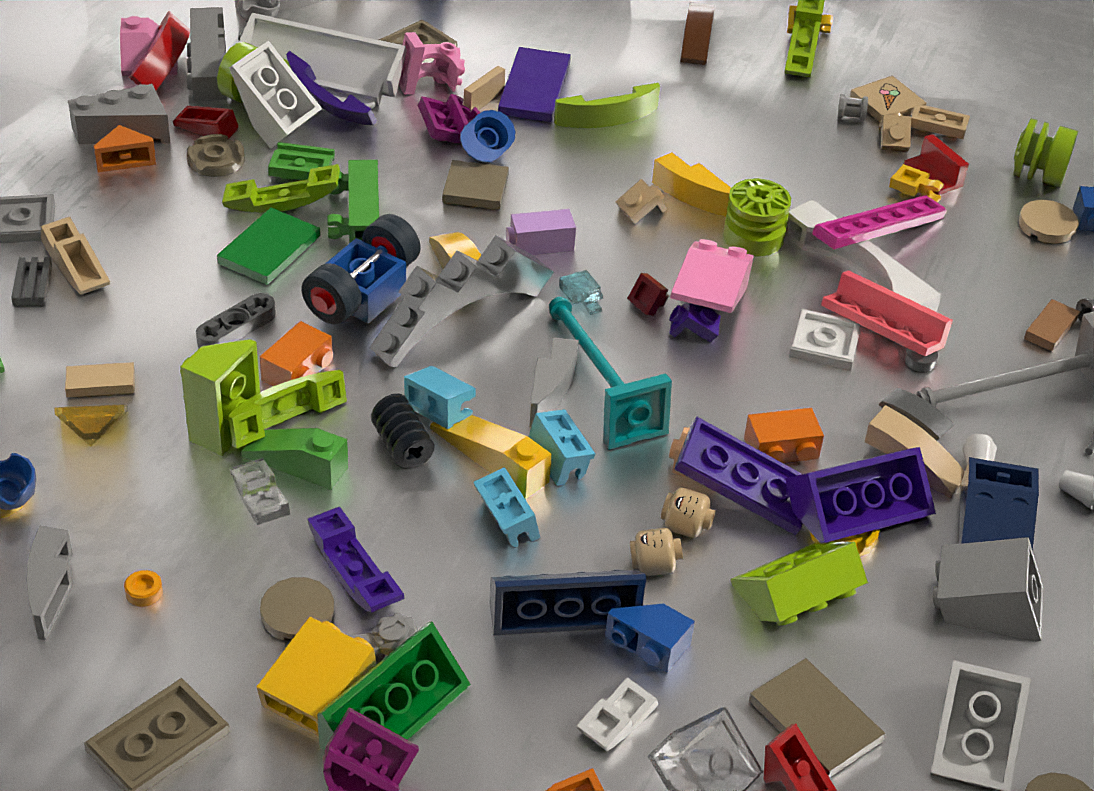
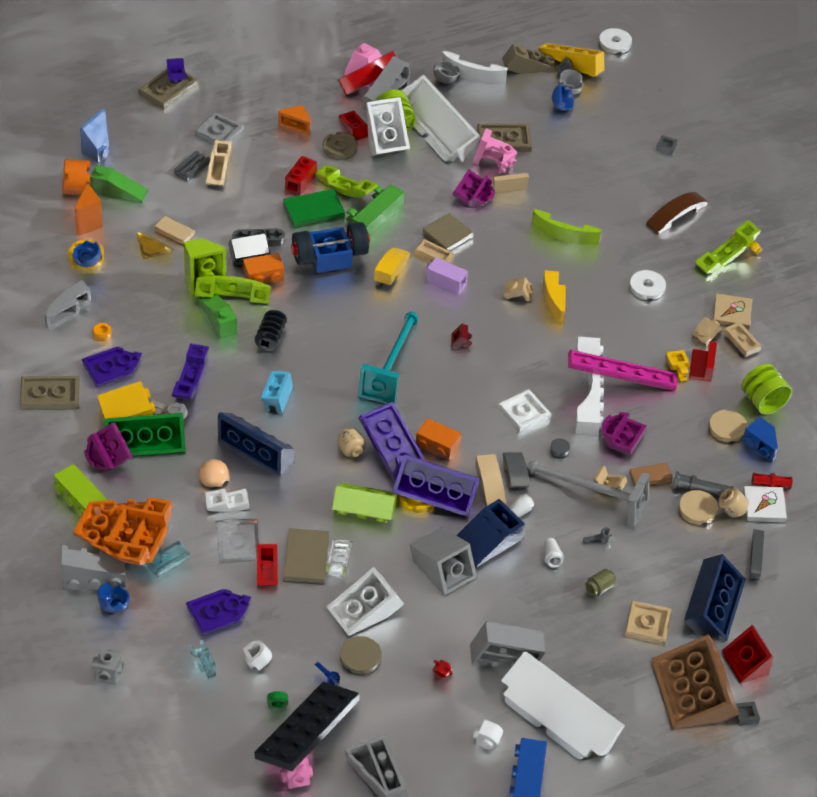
camera: 40 degrees right, 5 degrees up
(132, 108) = (317, 100): light grey wedge -> none
(209, 213) = (300, 175): none -> red brick
(212, 630) = (111, 365): none -> dark purple tile
(257, 325) = (248, 247): none -> white brick
(259, 491) = (188, 320): clear slope -> none
(292, 602) = (153, 376): dark tan tile -> none
(296, 160) = (374, 171): bright green plate -> none
(349, 110) = (421, 125): dark purple slope -> none
(438, 396) = (303, 323): medium azure hinge -> none
(462, 281) = (366, 276): dark grey arch -> none
(486, 217) = (431, 251): none -> tan tile
(488, 136) = (475, 209): blue piece -> none
(500, 447) = (303, 365): yellow slope -> none
(534, 84) = (546, 193): dark purple tile -> none
(553, 376) = (364, 349): light grey slope -> none
(553, 688) = (213, 473): none -> light nougat hair
(565, 442) = (332, 379): medium azure hinge -> none
(582, 288) = (434, 315): clear light blue plate -> none
(651, 632) = (277, 479): blue slope -> none
(655, 551) = (317, 449): tan head -> none
(696, 318) = (469, 363): dark purple bracket -> none
(713, 276) = (495, 346): bright pink slope -> none
(757, 216) = (560, 330): lime wheel -> none
(758, 116) = (649, 277): none -> white tile
(852, 107) = (707, 305): light grey bush -> none
(878, 702) = (338, 559): none -> clear slope
(889, 314) = (568, 417): coral fence -> none
(968, 295) = (622, 433): none -> magenta slope
(1030, 356) = (613, 481): none -> tan bracket

